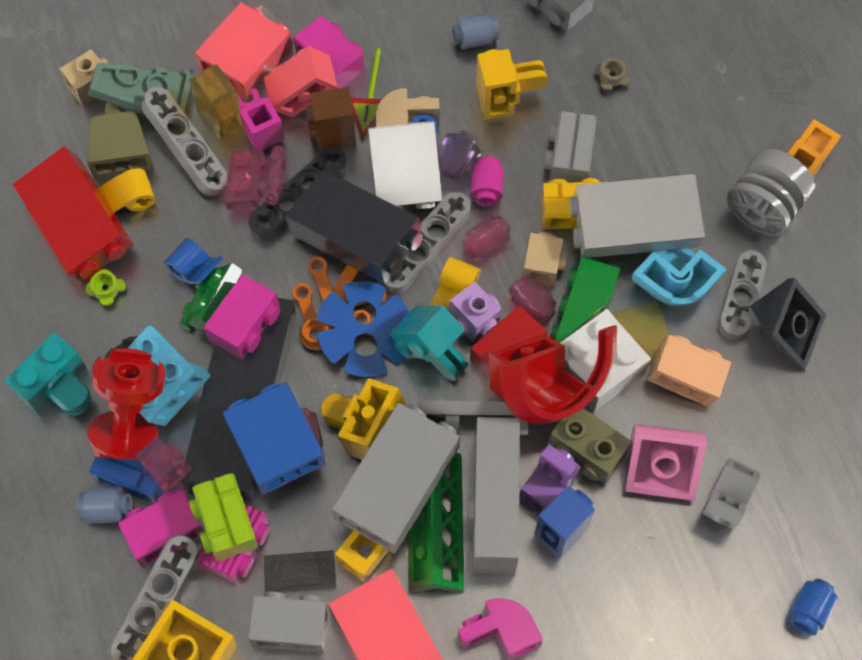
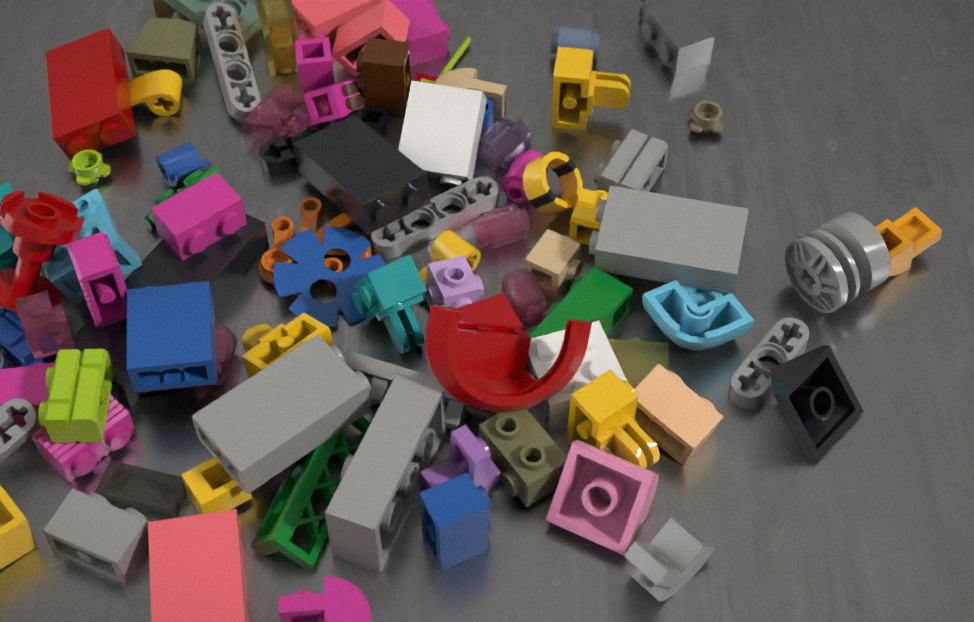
camera: 20 degrees right, 15 degrees down
(194, 409) = (100, 278): none -> dark pink brick
(297, 153) = (337, 98): none -> dark pink leg
(503, 187) = (537, 188): none -> yellow piece
(647, 398) = (605, 418): none -> yellow brick

